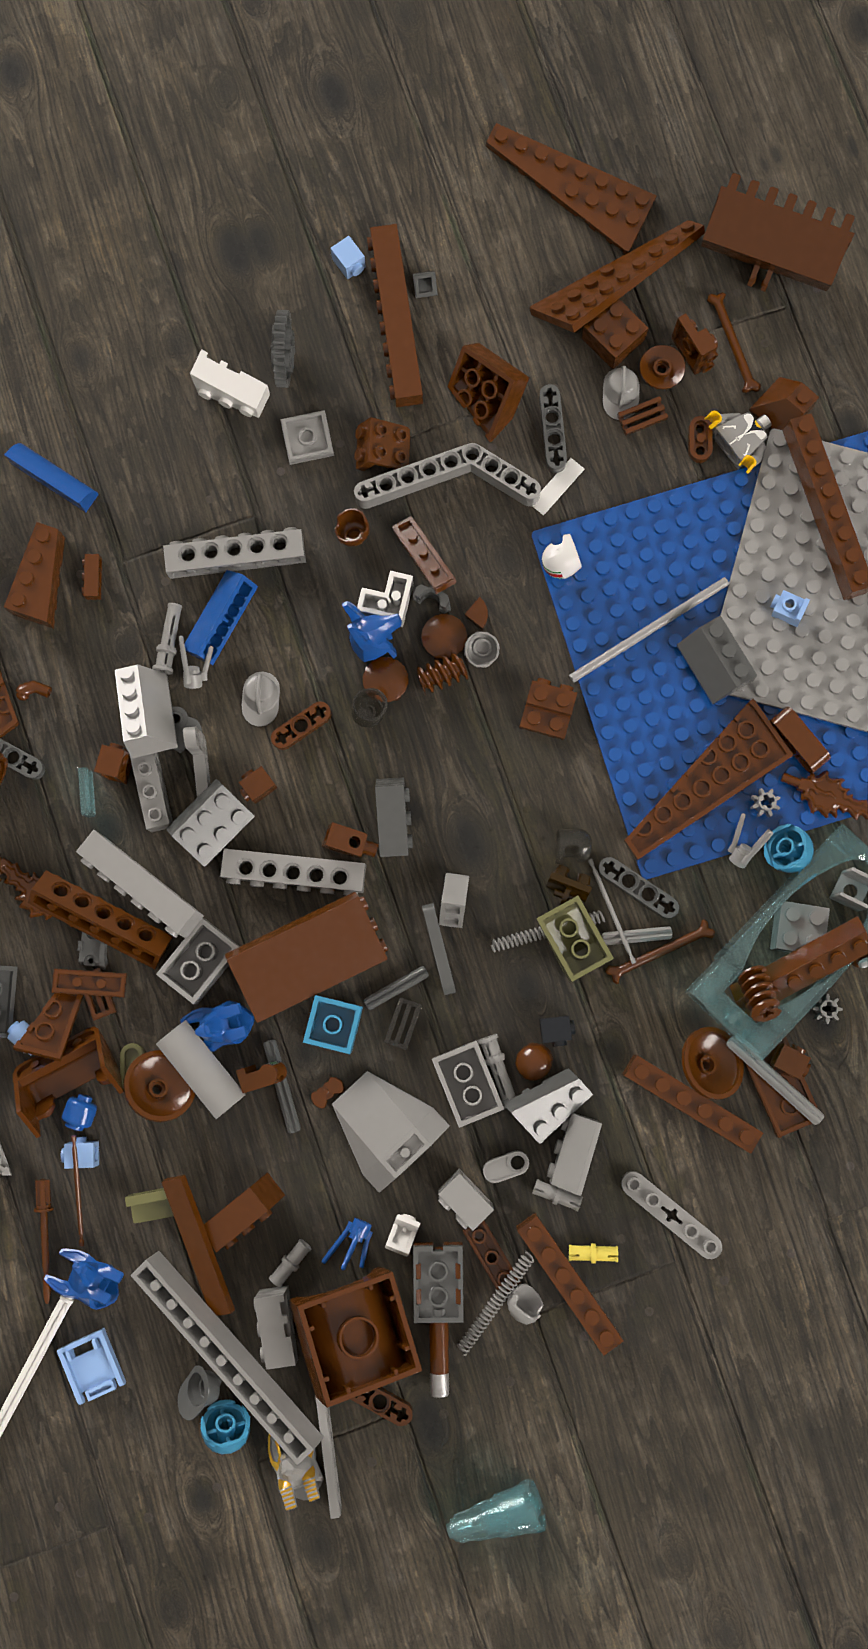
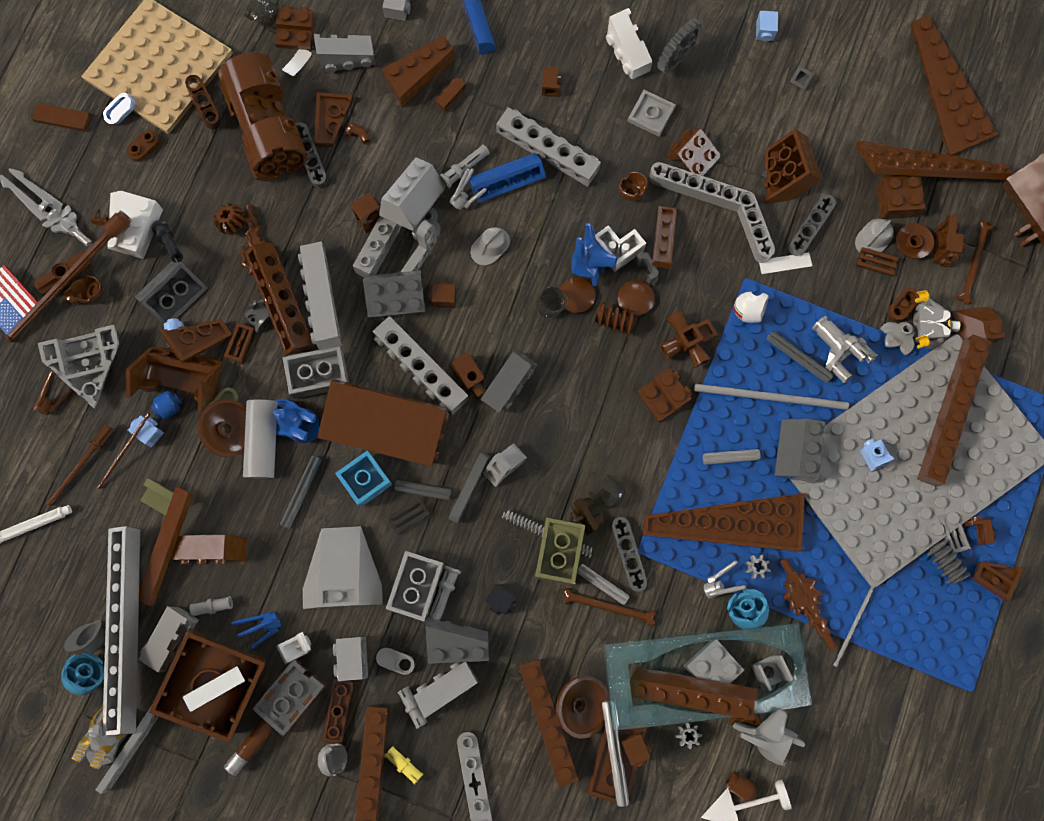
camera: 35 degrees right, 5 degrees down
(86, 789) = (337, 217): clear light blue tile -> none
(89, 983) = (240, 331): reddish brown tile -> none
(89, 1280) = (82, 511): blue piece -> none
(93, 1370) = (37, 570): light blue container -> none
(183, 484) = (551, 82): none -> reddish brown brick
(268, 1074) = (297, 476): reddish brown leg -> none
(301, 716) = (515, 277): reddish brown beam -> none
(320, 1097) = (325, 518): reddish brown piece -> none
(366, 1335) = (213, 689): none -> white sticker
(392, 1417) = (199, 745): reddish brown beam -> none
(396, 315) = (768, 82): reddish brown brick -> none
(467, 1340) = (341, 733): light grey piece -> none
(478, 613) = (669, 301): reddish brown tile -> none
(481, 649) = (652, 323): light grey hair -> none
(527, 636) = (688, 339): none -> reddish brown brick
(534, 1061) = (469, 609): reddish brown hair -> none
(612, 912) = (599, 555): light grey piece -> none
(644, 569) = (800, 357): none -> dark grey axle
(658, 718) = (731, 456): none -> light grey axle
(677, 528) = (842, 347): none -> light grey wheel
(720, 475) = (898, 337): none -> light grey plate
(759, 994) = (649, 684): reddish brown piece -> none
(800, 740) = (814, 545): reddish brown beam -> none

